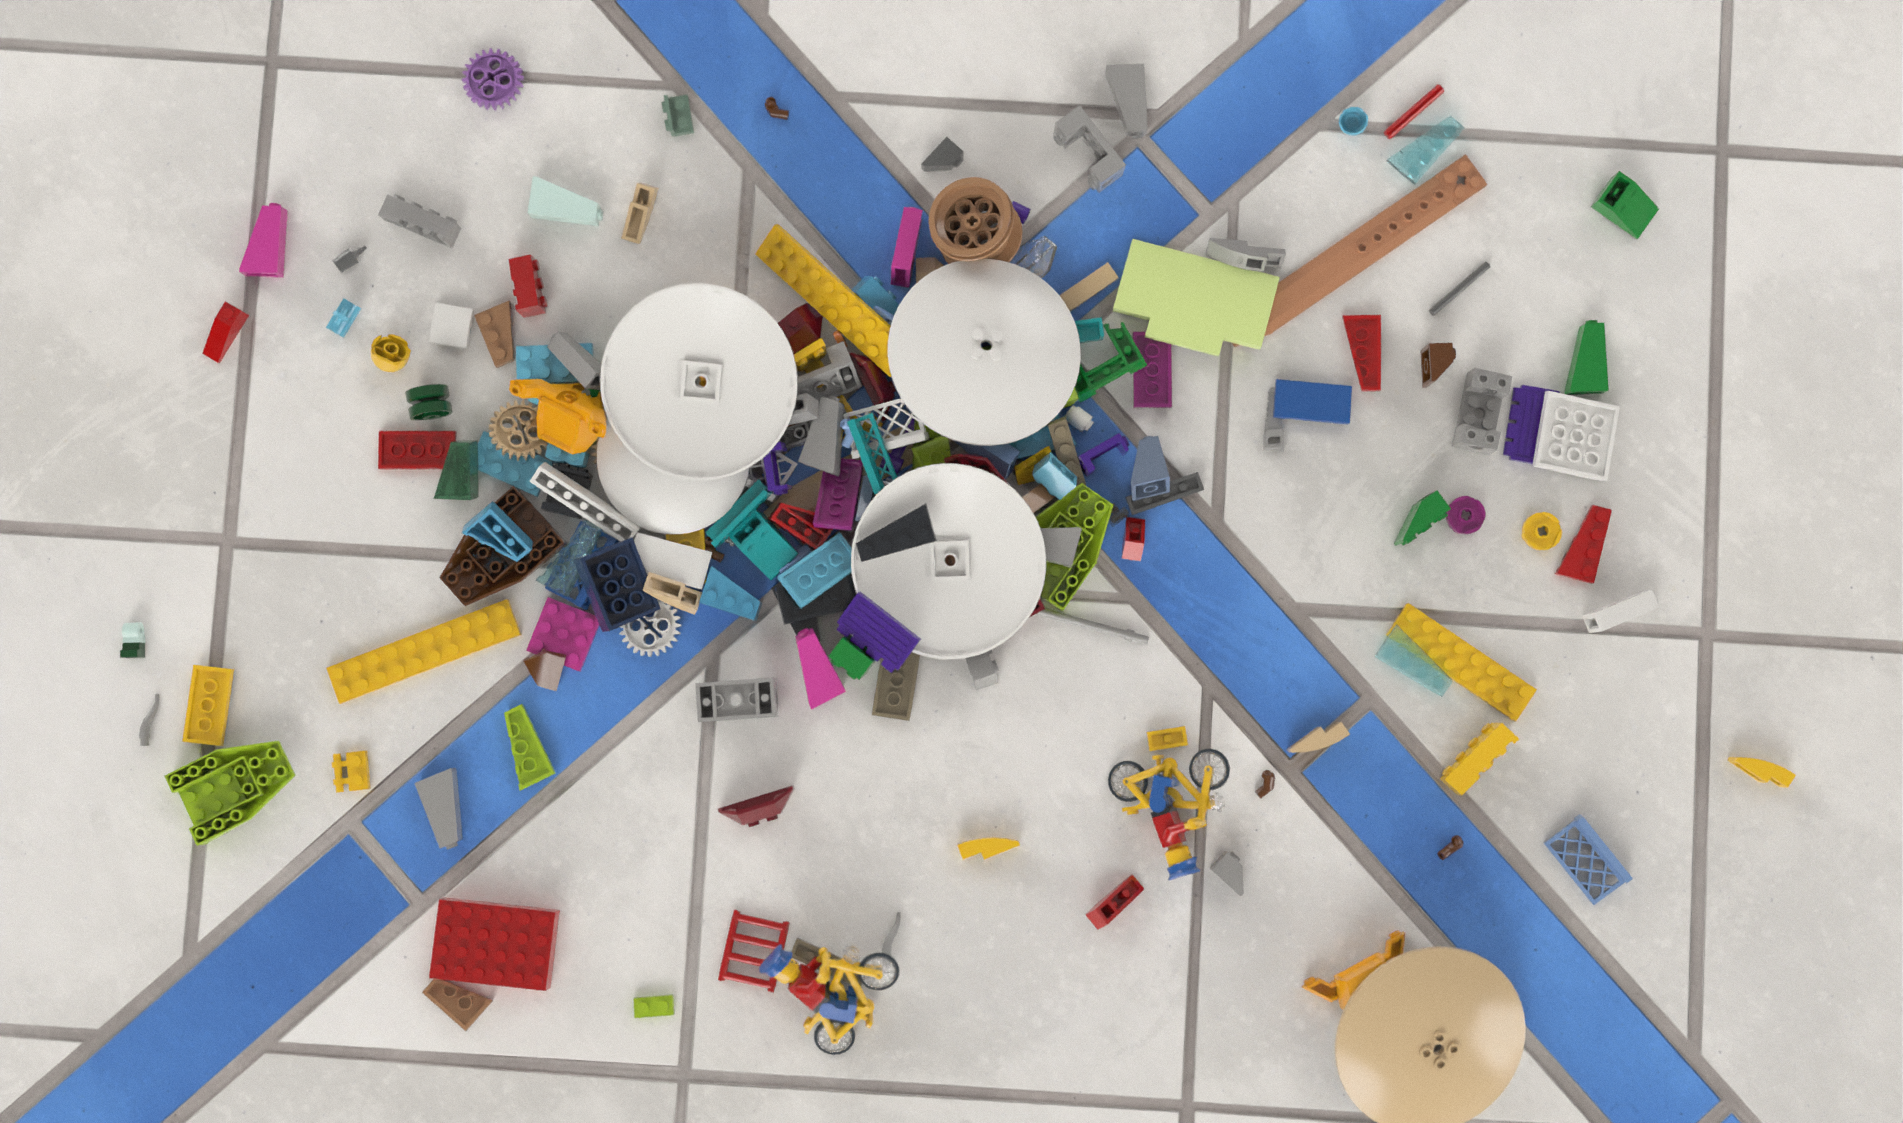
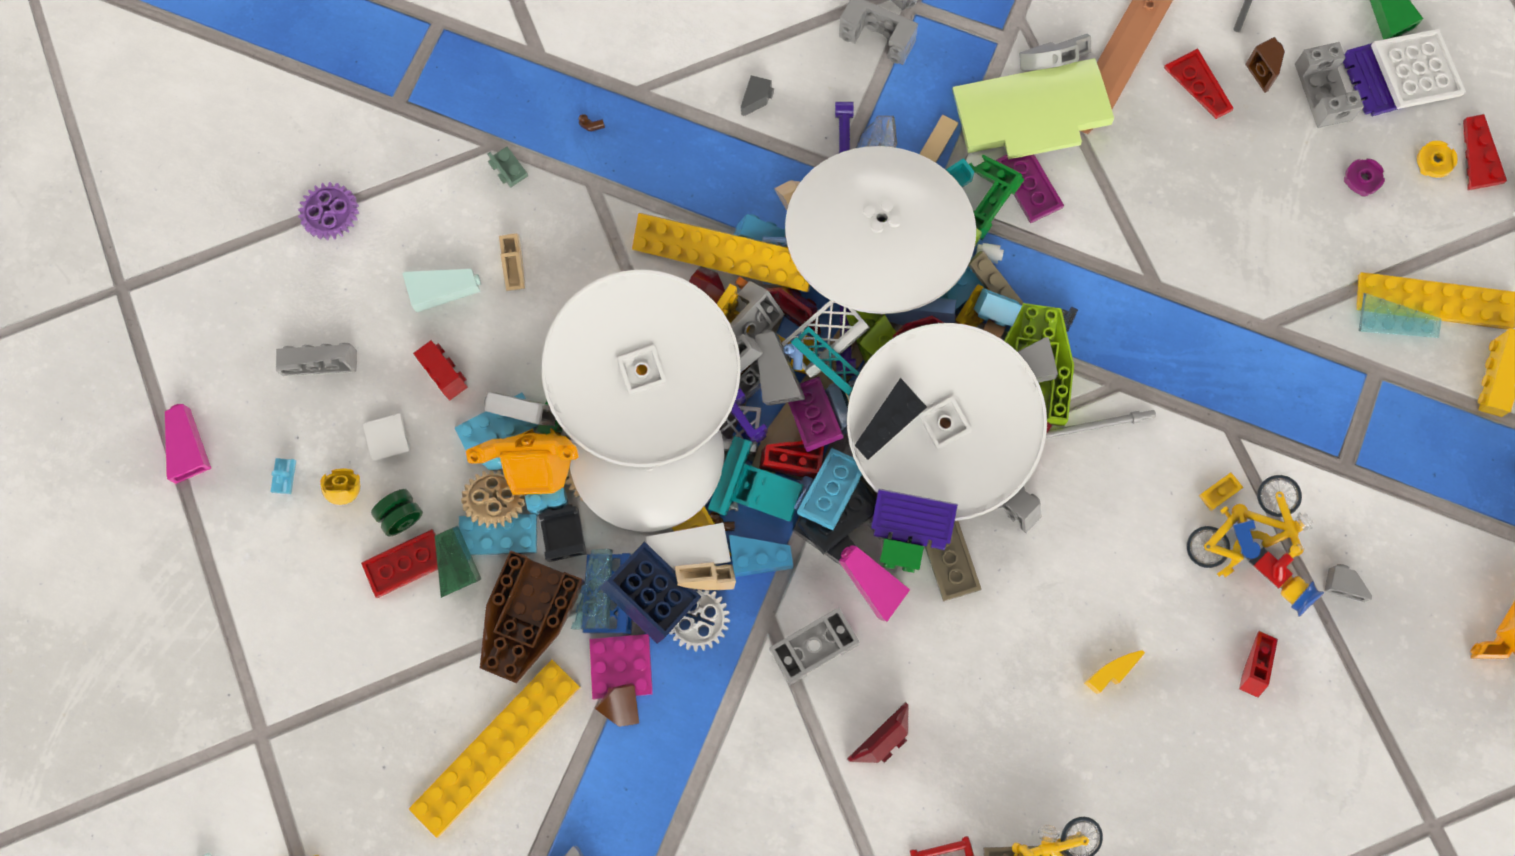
camera: 20 degrees left, 10 degrees down
(224, 331) = (175, 540): red slope -> none
(349, 257) = (265, 421): dark grey piece -> none
(497, 333) = (431, 424): medium nougat wing -> none
(498, 531) = (517, 596): dark azure wedge -> none
(529, 754) = (638, 793): lime wing -> none
(584, 502) = (583, 533): white brick -> none
(889, 939) = (1070, 805): light grey animal -> none
(906, 247) = (763, 181): dark pink slope -> none
(962, 206) = (808, 115): medium nougat wheel -> none
(1115, 441) = (1037, 255): dark purple panel -> none
(1133, 539) = (1094, 332): red slope -> none
(1150, 470) = (1078, 262): sand blue slope -> none
(1178, 489) = (1098, 281): dark grey plate -> none
(1268, 784) = (1333, 487): reddish brown arm -> none
(1274, 428) = (1158, 179): light grey piece -> none
(1312, 401) = (1180, 146): blue tile -> none
(1319, 738) = (1355, 424): tan slope -> none
(1424, 512) = (1331, 192): green slope -> none

